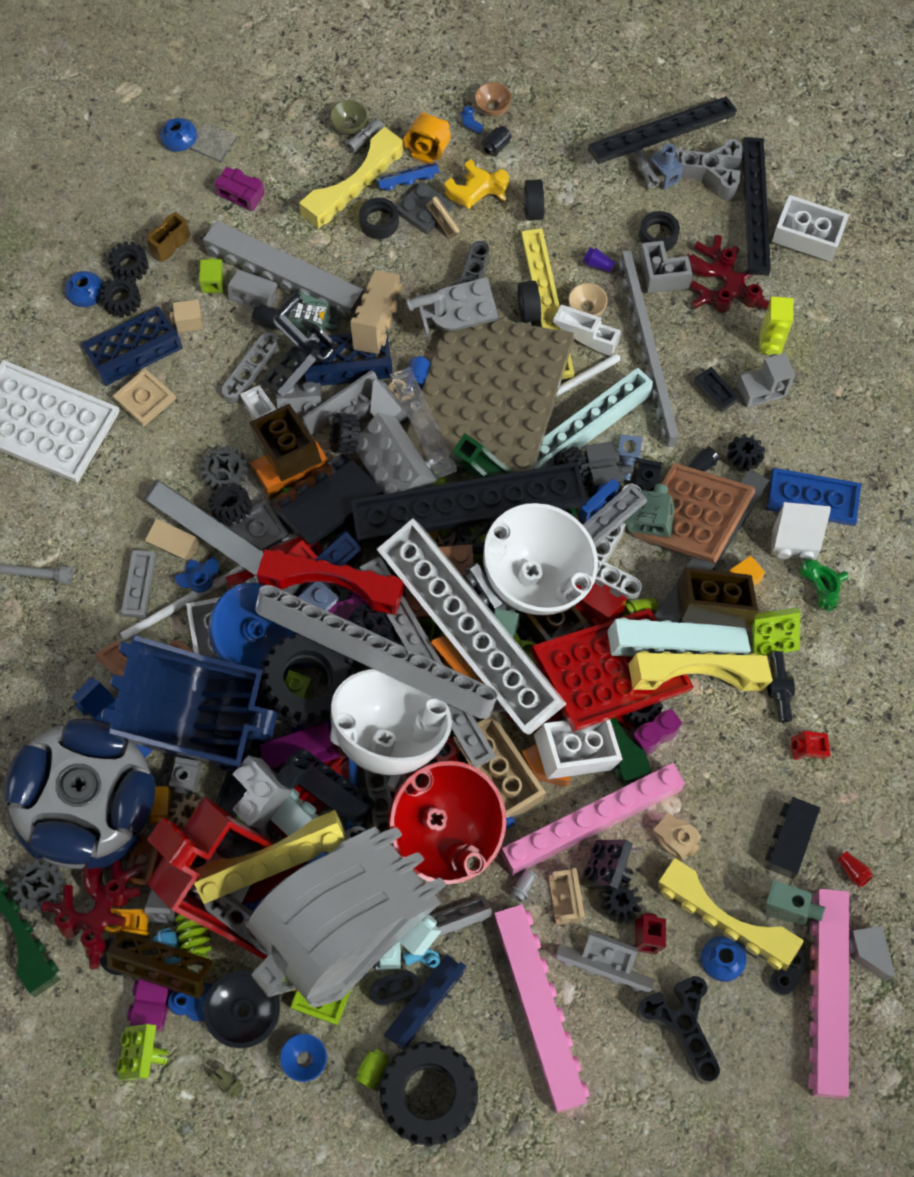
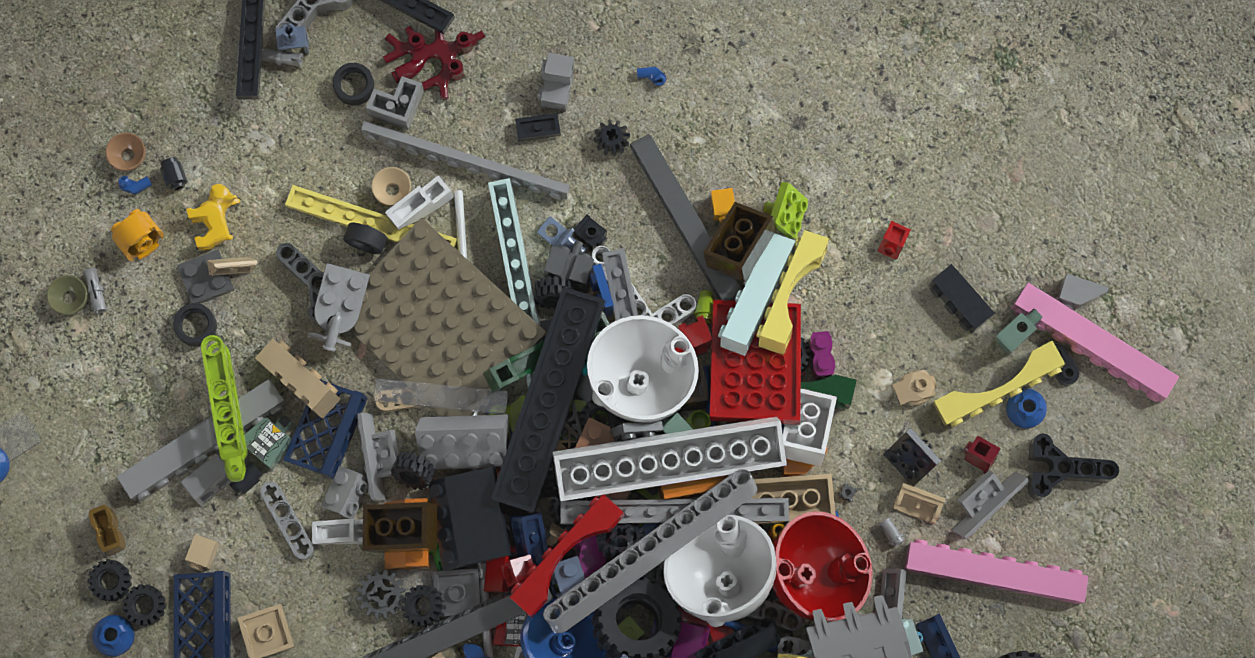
camera: 65 degrees left, 10 degrees up
(211, 276) = (170, 509): lime brick -> none
(239, 188) = (87, 436): magenta brick -> none
(301, 355) = (310, 473): black plate -> none
(324, 203) = (150, 367): light yellow arch -> none
(341, 250) = (219, 379): none -> lime piece
(386, 402) = (398, 418): light grey slope -> none
(407, 176) = (163, 275): blue plate -> none
(420, 368) = (377, 369): blue brick -> none
(534, 199) = (261, 176): black tyre -> none
(538, 823) = (847, 492): none -> dark grey piece
(592, 819) = (867, 447): bright pink brick -> none
(596, 259) = (352, 154): dark purple cone -> none
(630, 900) = (945, 470): black gear -> none
(655, 515) = (636, 245): sand green torso -> none
(703, 513) = (647, 213): nougat plate -> none
(704, 459) = (600, 178): black cone -> none
(776, 325) = (514, 43): neon yellow brick -> none
(782, 687) = (835, 232): black pin -> none
(799, 531) = (714, 140): white slope -> none
(815, 490) = (680, 106): blue tile -> none
(827, 598) = (748, 146): green piece -> none
(828, 458) = (653, 74): none -> blue arm
(855, 869) = (1010, 266): red cone -> none

